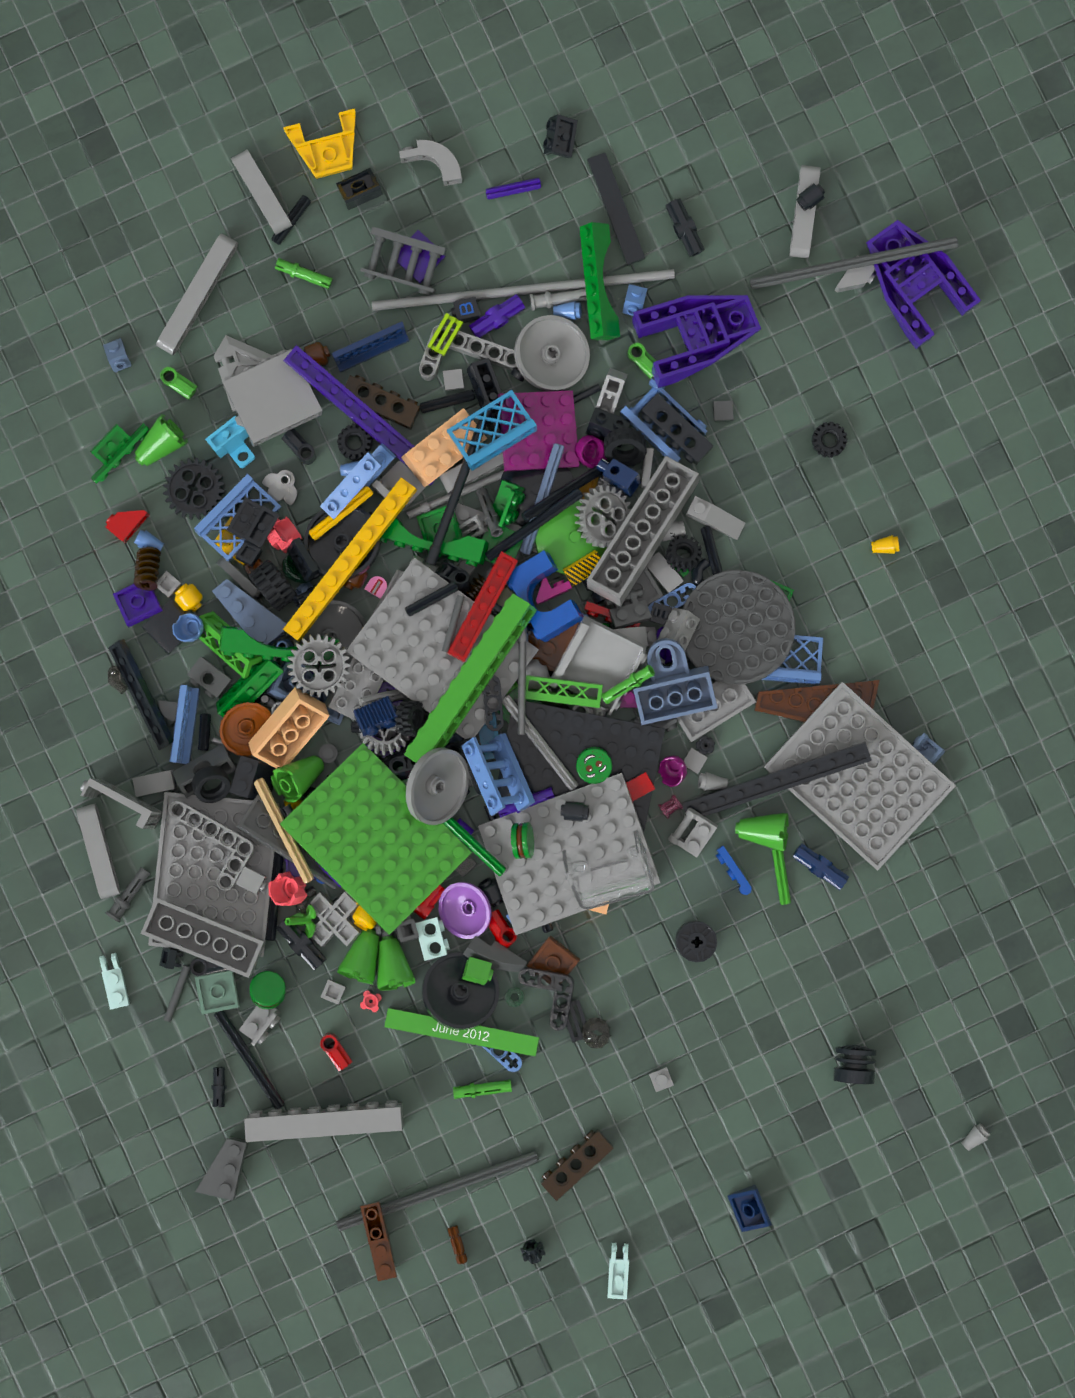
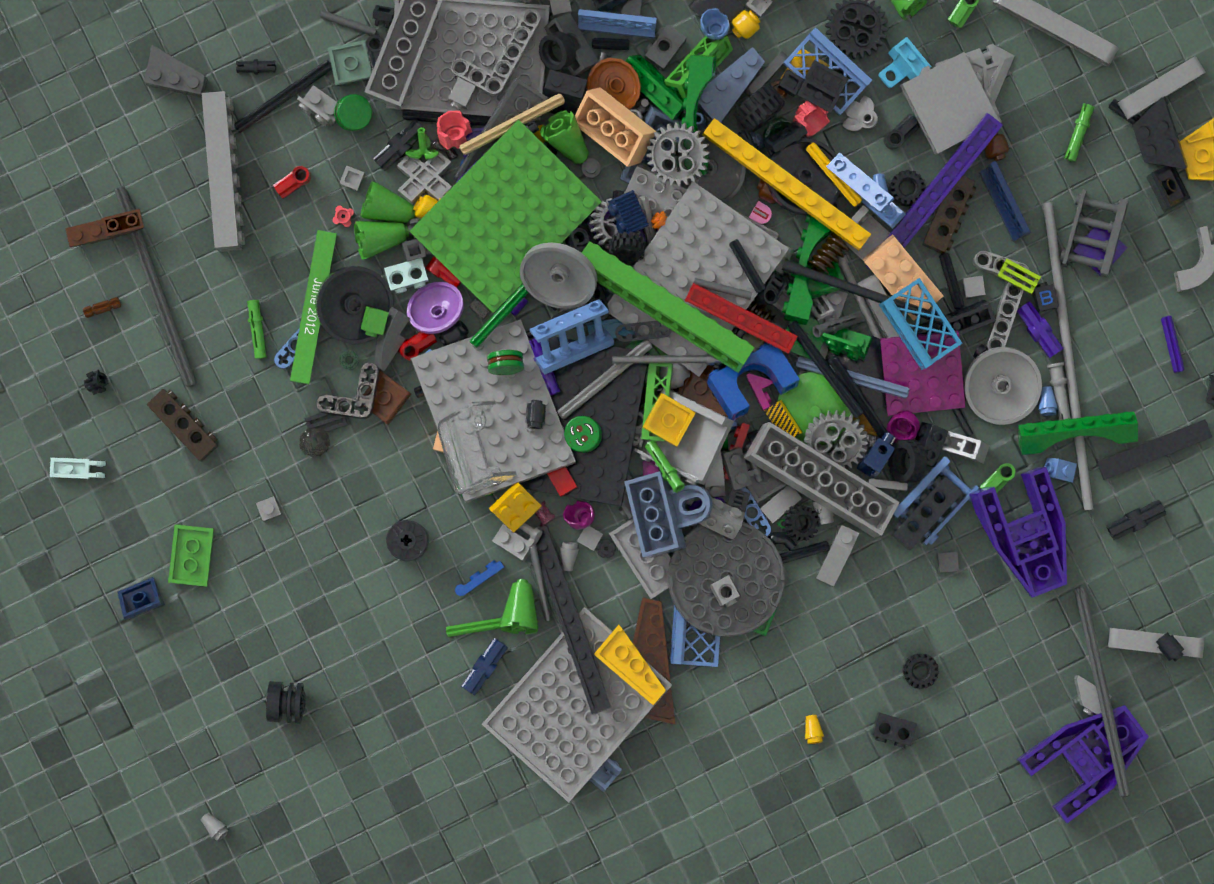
camera: 90 degrees right, 0 degrees up
(310, 195) = (1158, 137): none -> black wing
(383, 686) = (659, 220): none -> orange plate
(420, 520) = (828, 254): none -> dark brown piece
(582, 679) = (669, 419): none -> yellow plate
(665, 833) = (515, 506): none -> yellow plate
(707, 1157) = (191, 555): none -> bright green plate
(739, 810) = (540, 583): none -> flat silver bar
(748, 635) = (716, 589): none -> light grey brick
(822, 723) = (627, 662): none -> yellow wing
(883, 465) = (895, 725): none -> black brick

